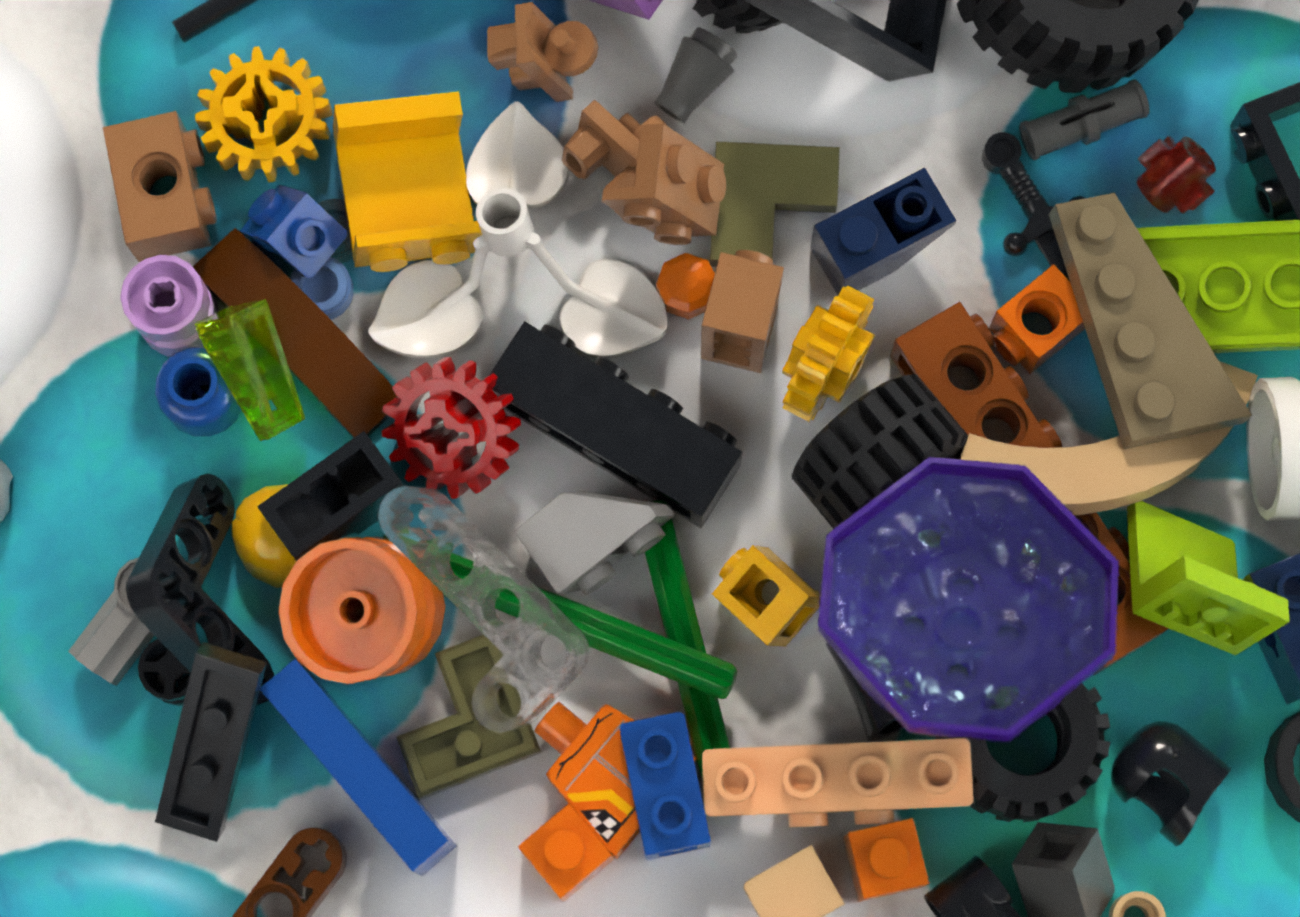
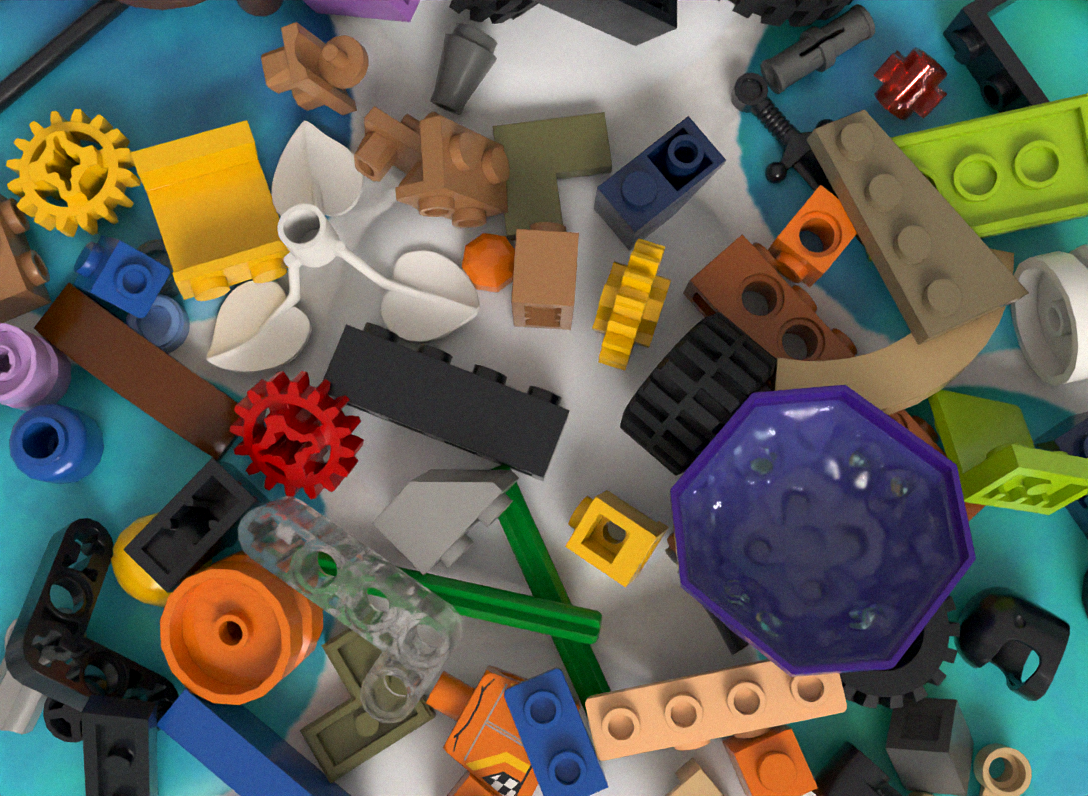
camera: 15 degrees left, 5 degrees up
(253, 365) = (68, 397): clear neon green slope -> none

